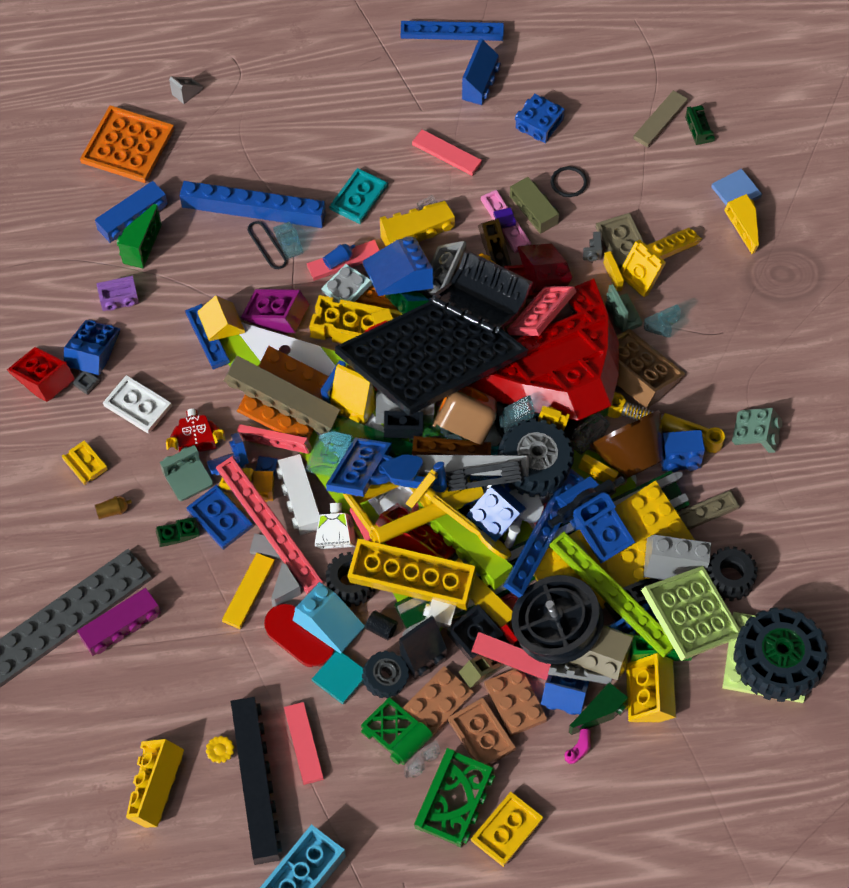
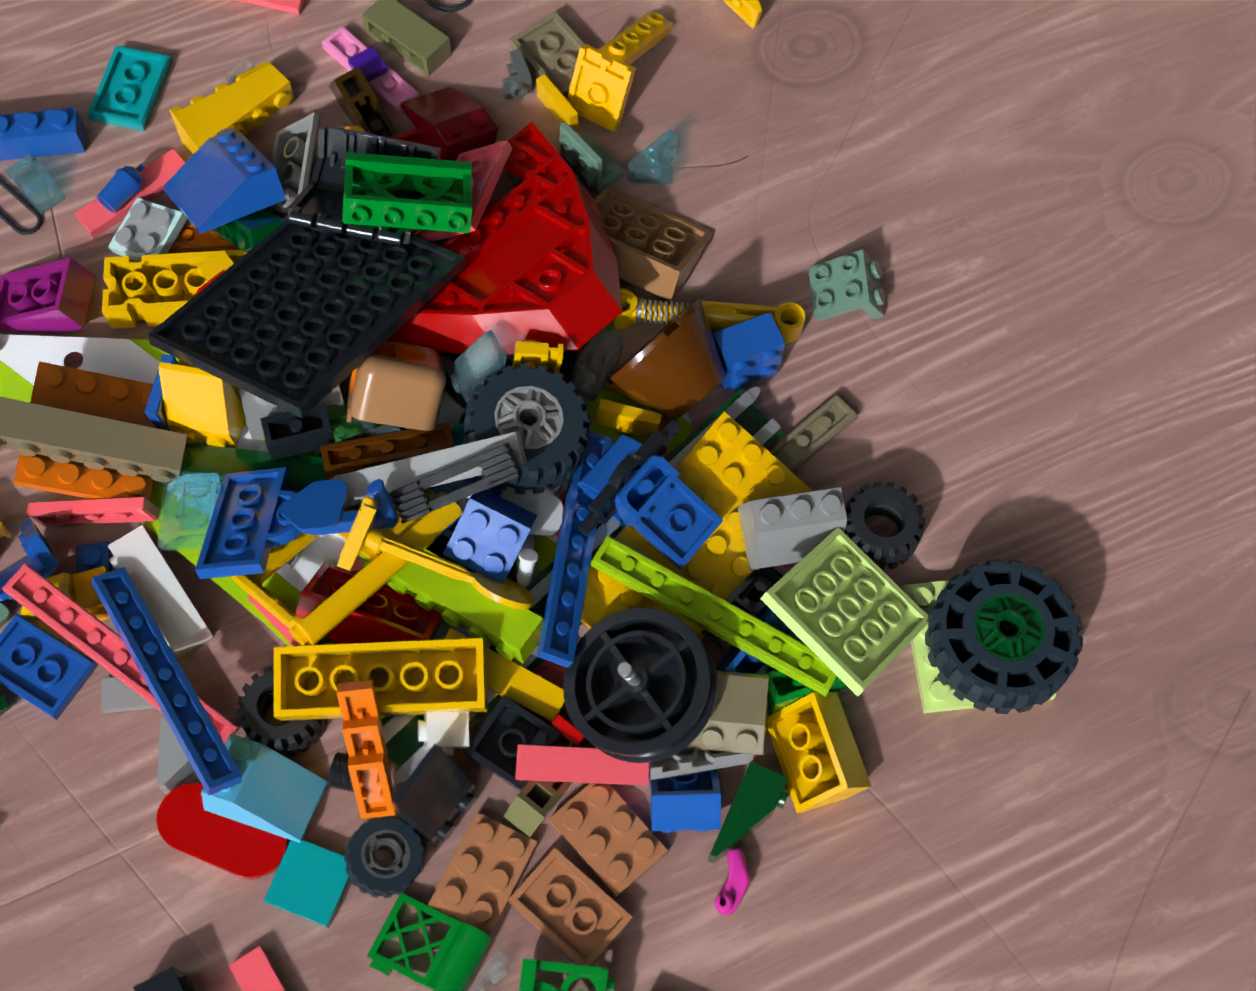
camera: 20 degrees left, 5 degrees up
(248, 591) = (116, 779): yellow tile -> none
(292, 541) = (167, 681): none -> blue plate
(335, 529) = (234, 634): white torso -> none
(393, 609) = (366, 749): none -> orange slope
(522, 298) = (383, 174): none -> green fence

